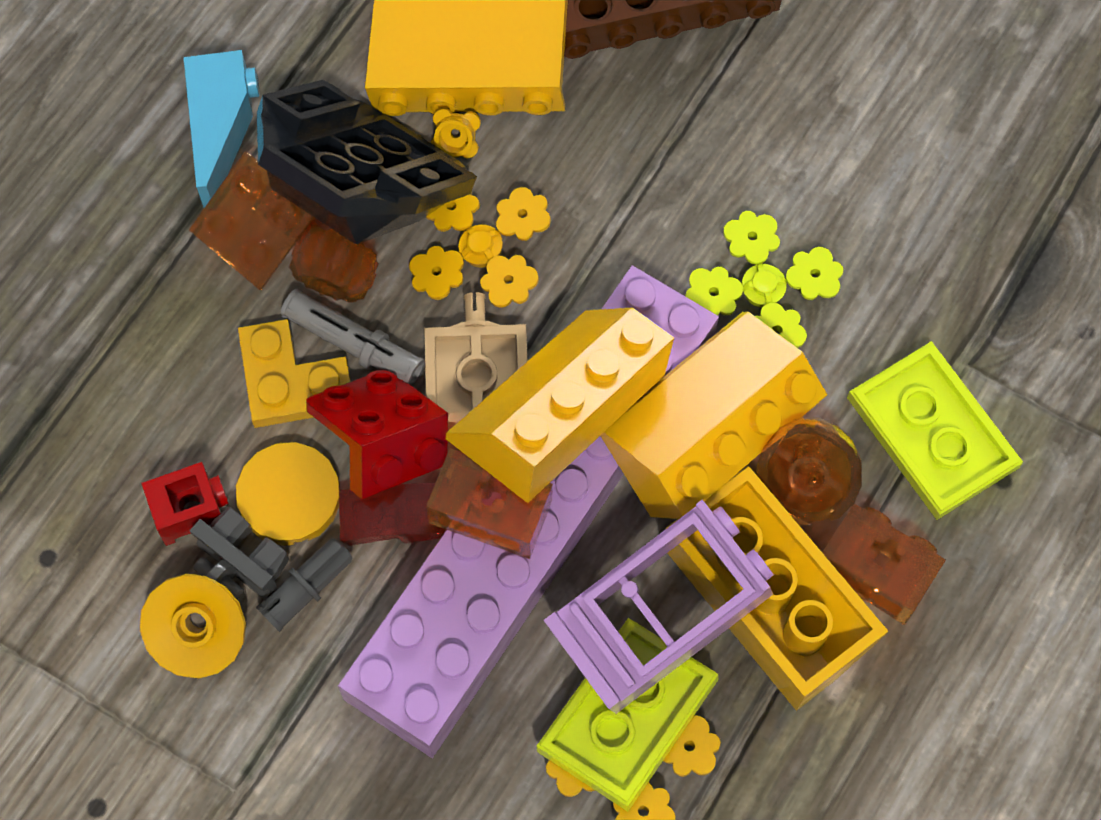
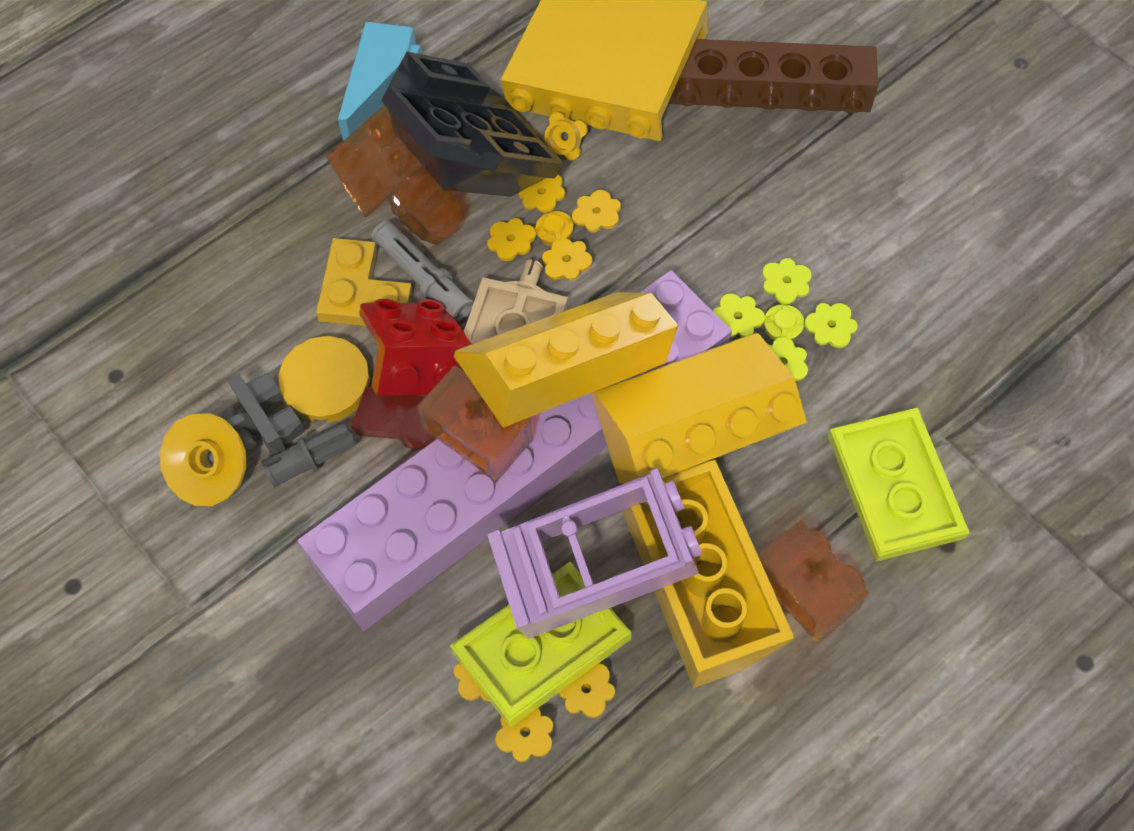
camera: 20 degrees right, 5 degrees down
(170, 493) = (233, 353): red brick -> none
(811, 469) = (771, 480): clear orange cylinder -> none

